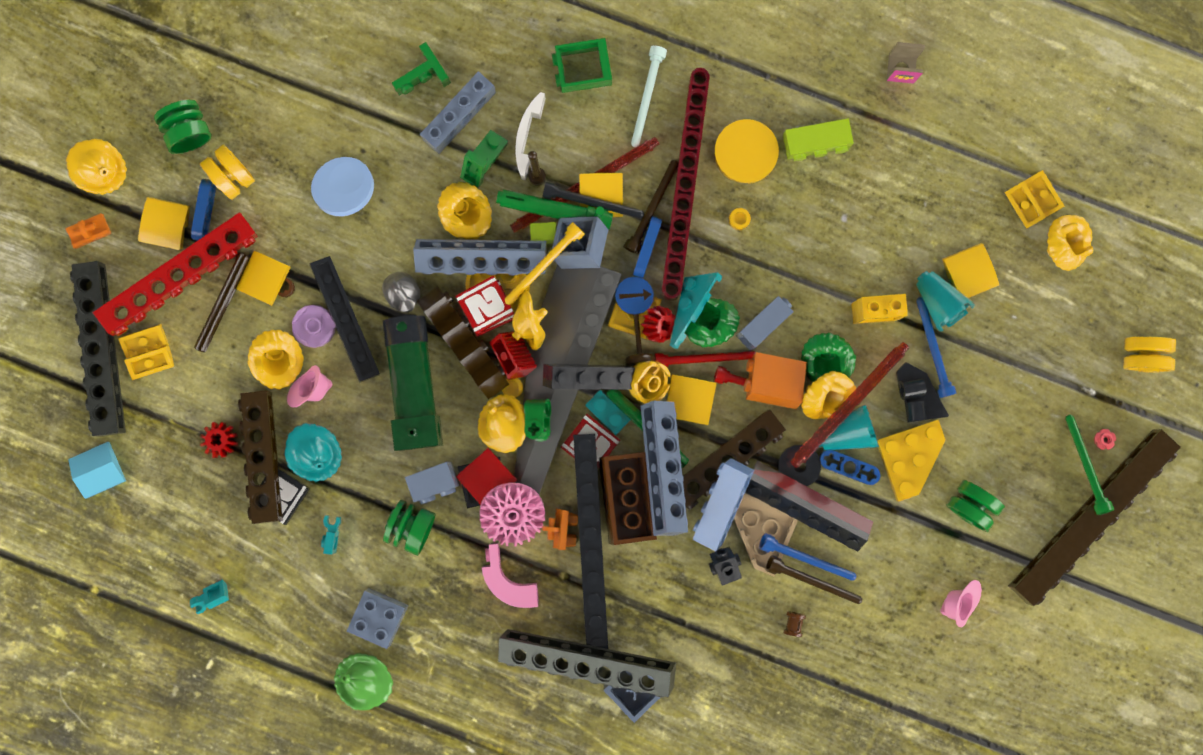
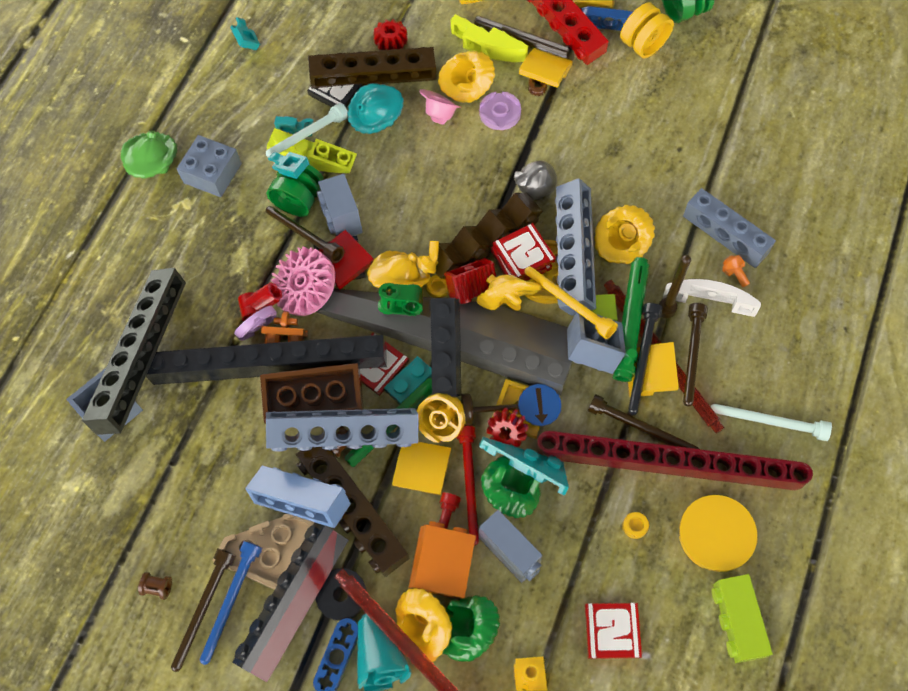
camera: 95 degrees right, 20 degrees down
(234, 329) = (495, 44): none -> neon yellow slope
(316, 492) = (336, 114): none -> light aqua piece
(342, 186) = (641, 127): light blue piece -> none
(344, 319) = (506, 133): black plate -> none
(364, 515) = (320, 154): none -> neon yellow slope
(398, 530) = (289, 165): none -> teal plate
(411, 384) = (438, 187): dark green piece -> none
(422, 73) = (767, 195): green bracket -> none
(482, 158) = (677, 245): green bracket -> none
(482, 487) = (331, 250): none -> dark brown piece
(498, 112) = (734, 265): none -> orange plate
(498, 395) = (428, 263): none -> yellow plate
(504, 589) = (229, 277): bright pink arch -> none
(532, 559) = (254, 301): none -> red piece
(546, 150) = (697, 313): none -> dark brown piece
(555, 557) = (255, 322): none -> lavender tile
(578, 48) = (800, 372): green window -> none
(647, 247) = (595, 419): blue beam -> none
(725, 565) = (229, 503): black brick -> none
(826, 243) = (613, 631): none -> tile

